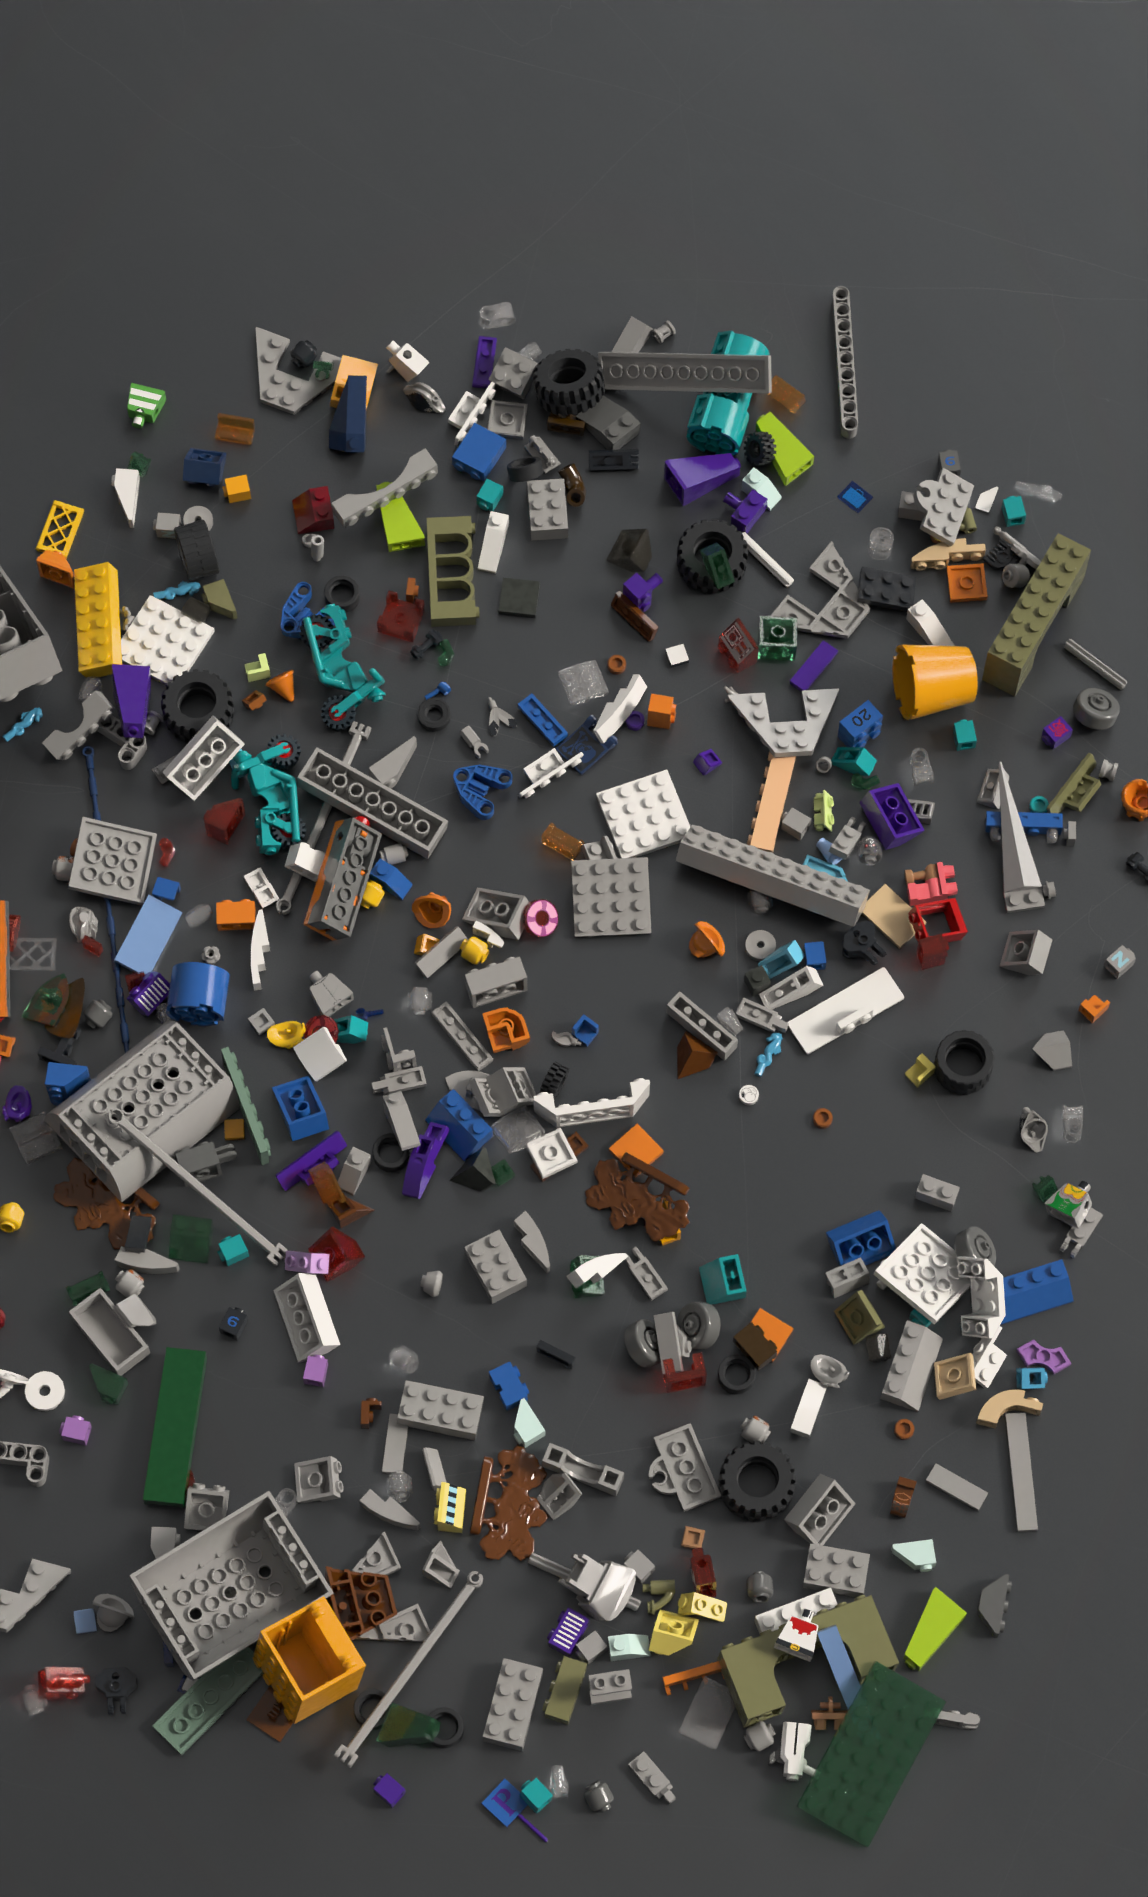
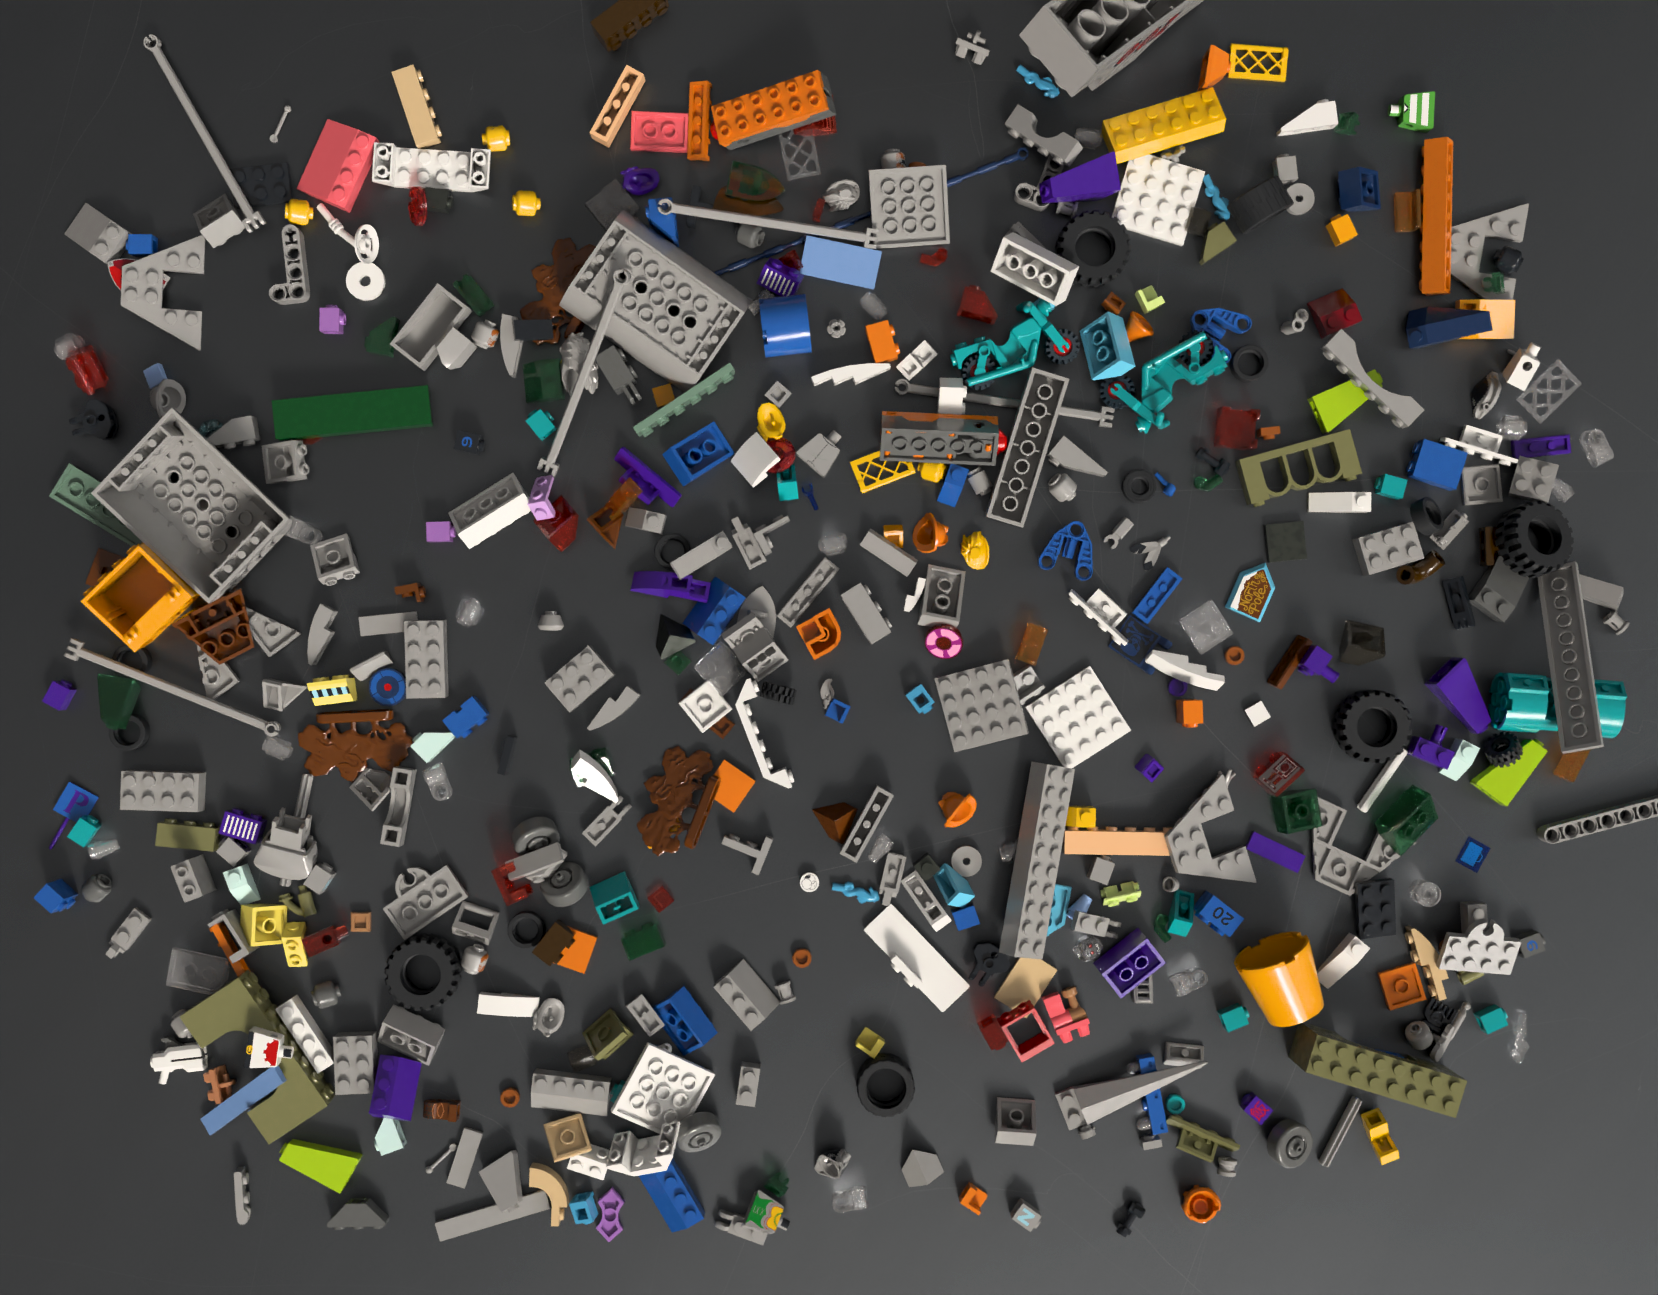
camera: 80 degrees right, 20 degrees up
(80, 1016) = (864, 237): none -> light grey hinge
(165, 889) = (891, 266): blue panel -> none
(173, 1198) = (573, 355): none -> light grey head
(248, 405) = (1436, 216): none -> orange brick
(294, 712) = (1107, 347): none -> medium azure slope
(371, 948) = (911, 470): none -> yellow window
(399, 1486) = (346, 637): clear head -> none
(418, 781) = (1062, 487): none -> light grey head
(440, 332) = (1564, 393): none -> clear window
(459, 872) = (975, 550): none -> yellow hat
(459, 1458) = (387, 687): none -> tile
(460, 382) = (1512, 427): none -> clear head
(474, 950) = (896, 584): yellow head -> none
(495, 1580) = (277, 747): none -> clear brick
(560, 637) = (1252, 592): none -> tile
(565, 1428) = (437, 779): none -> clear piece
(591, 946) = (918, 691): none -> dark azure brick
(597, 1834) = (56, 896): none -> blue brick
(692, 1648) = (232, 920): none -> light grey panel
(709, 1133) = (750, 848): none -> light grey bracket
(717, 565) = (1358, 737): clear green slope -> none
(726, 1428) = (472, 932): none -> light grey tile
(734, 1240) = (660, 899): none -> clear red tile
(740, 827) = (1081, 816): none -> yellow slope
(773, 1263) = (643, 940): none -> clear green brick
(807, 543) = (1407, 819): none -> clear green slope
(848, 1177) = (746, 994): none -> light grey slope
(853, 1139) = (785, 992): none -> light grey bush
(869, 1534) = (395, 1088): none -> dark purple slope
(871, 1754) = (185, 1132): clear green plate -> none
(944, 1498) = (429, 1169): none -> light grey hinge
(986, 499) = (1499, 987): white sticker -> none
(987, 1449) = (504, 1181): none -> light grey slope
(1100, 631) = (1379, 1137): none -> yellow brick

